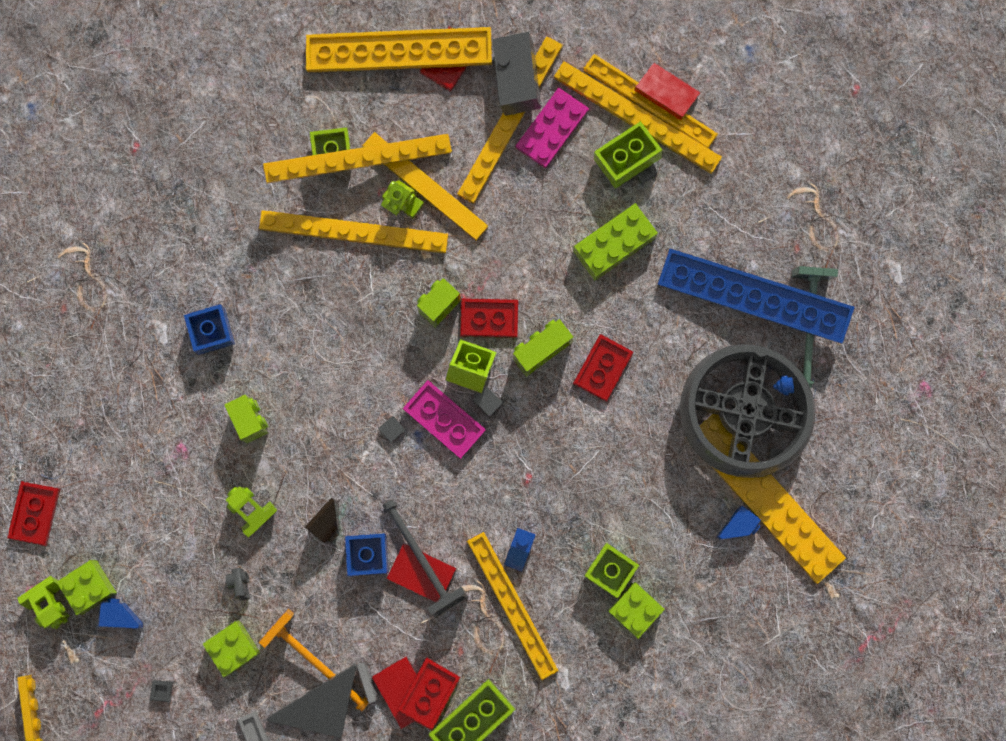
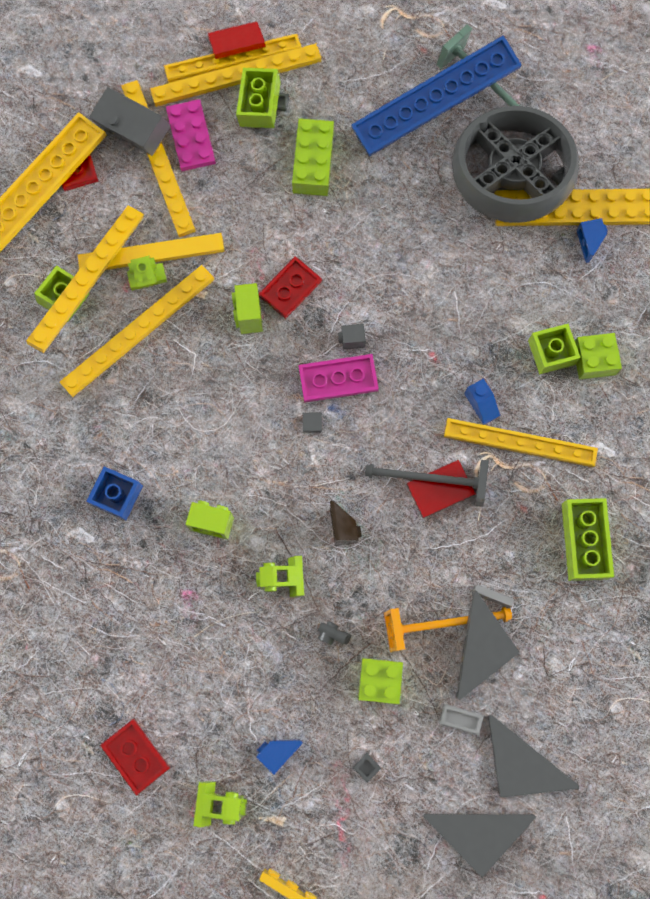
camera: 50 degrees left, 5 degrees down
(86, 587) = (232, 760): lime brick -> none
(366, 554) = (394, 515): blue brick -> none
(393, 684) = (522, 575): red tile -> none
(428, 694) = (539, 557): red tile -> none
(470, 366) = (316, 323): lime brick -> none
(542, 347) = (346, 263): lime brick -> none
(603, 368) = (397, 239): red tile -> none
(785, 385) = (522, 119): blue plate -> none

